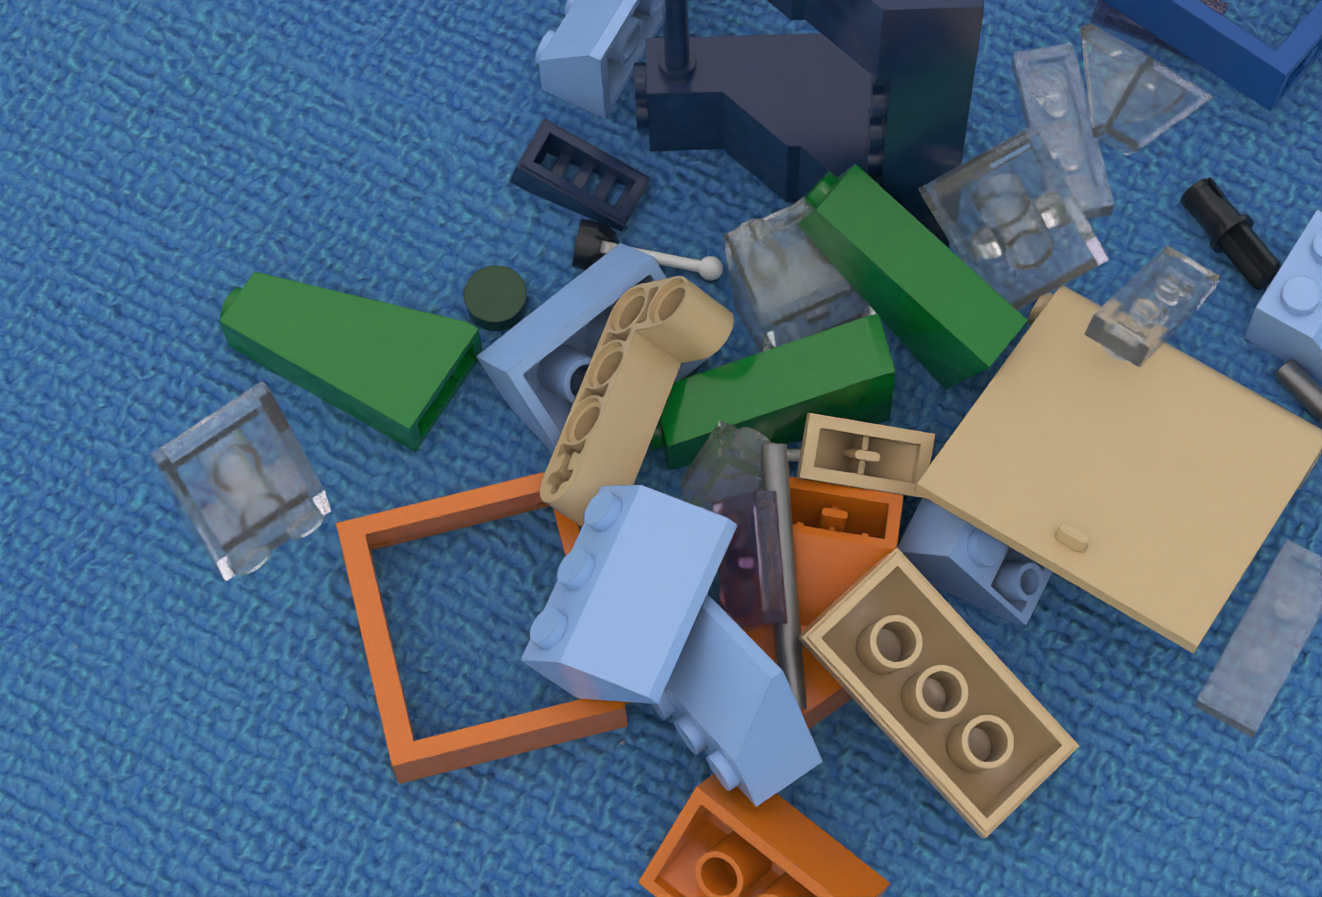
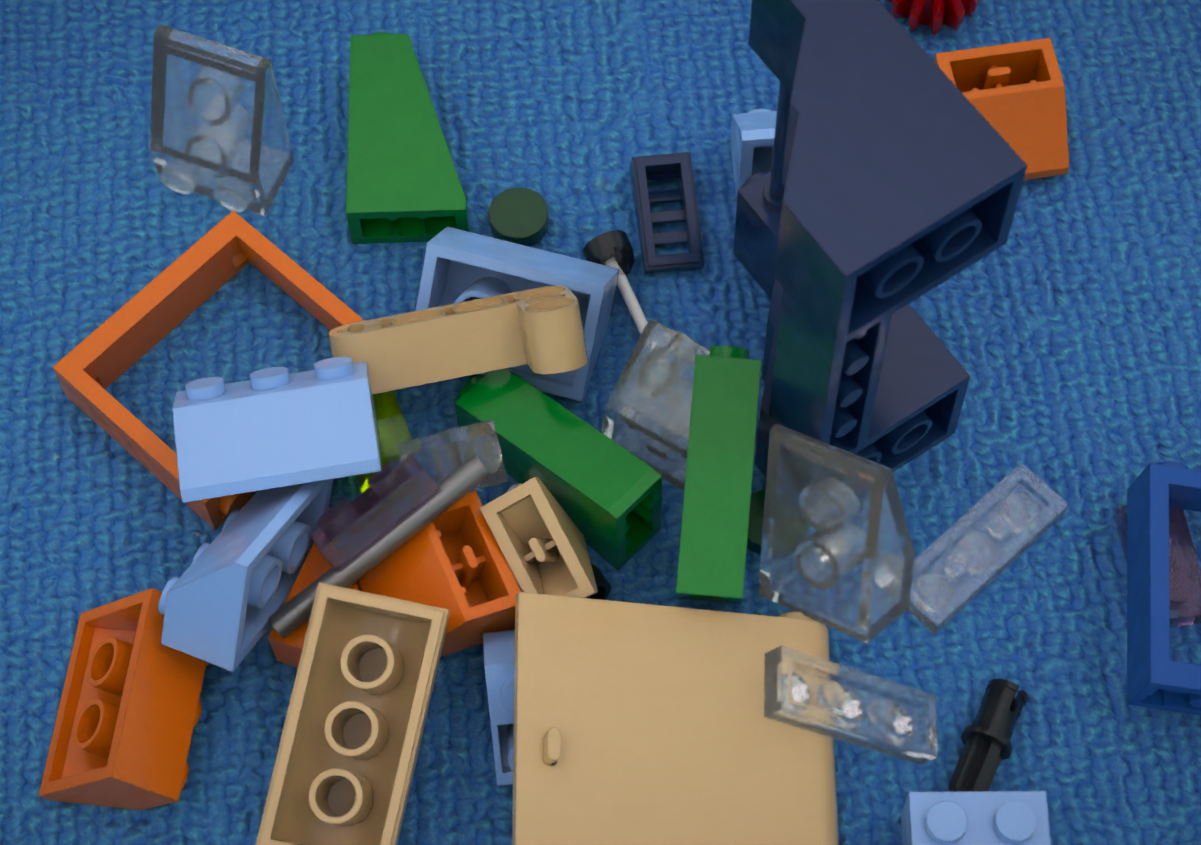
camera: 55 degrees right, 5 degrees down
(1132, 93) = (1062, 581): clear slope -> none

